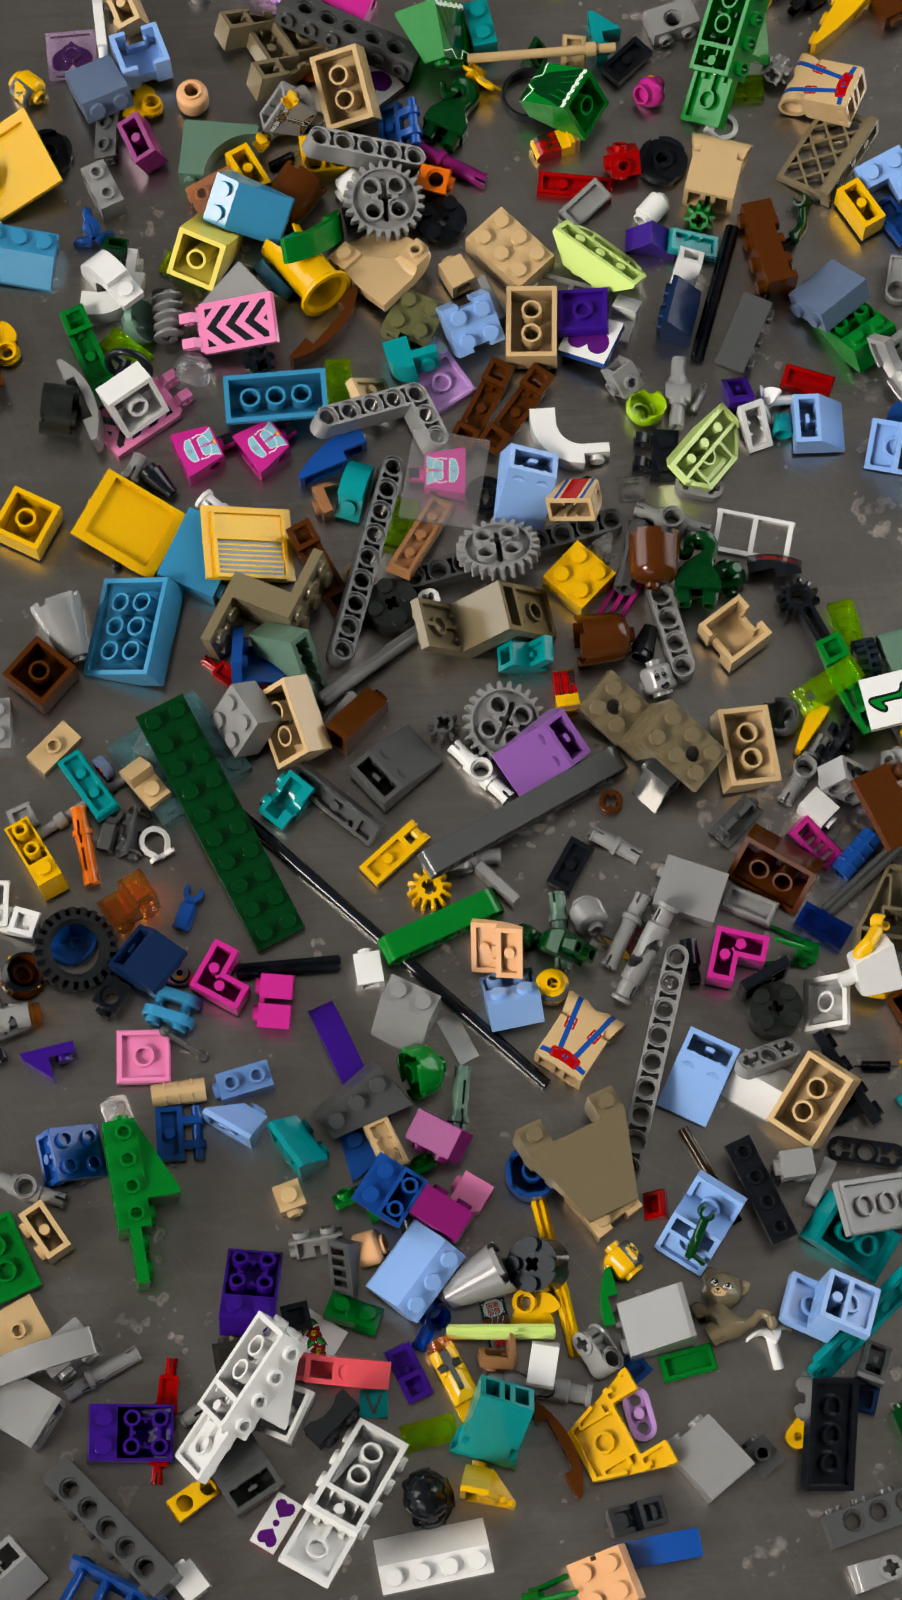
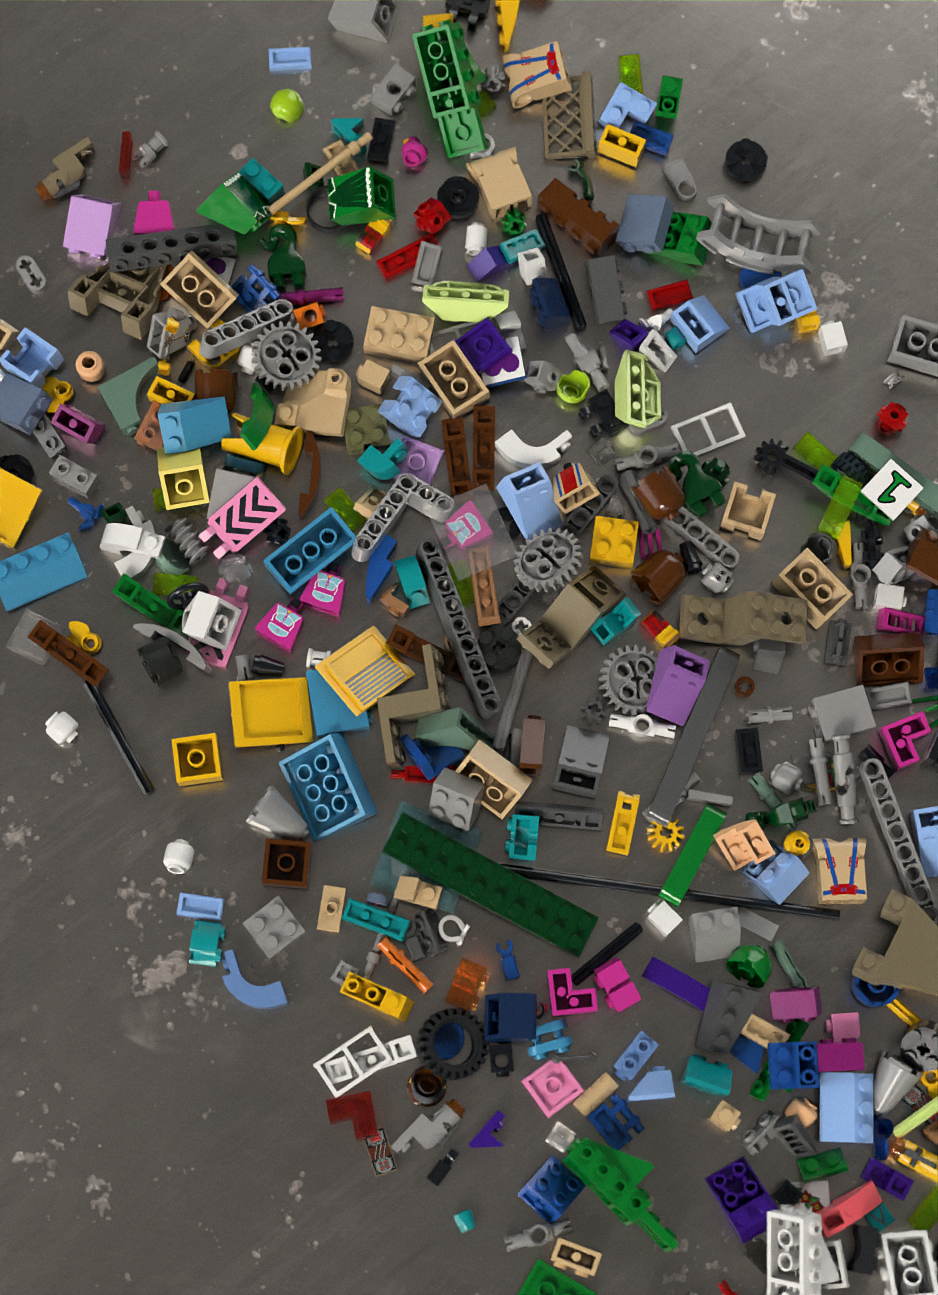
camera: 35 degrees left, 5 degrees up
(783, 564) = (746, 438): black slope -> none

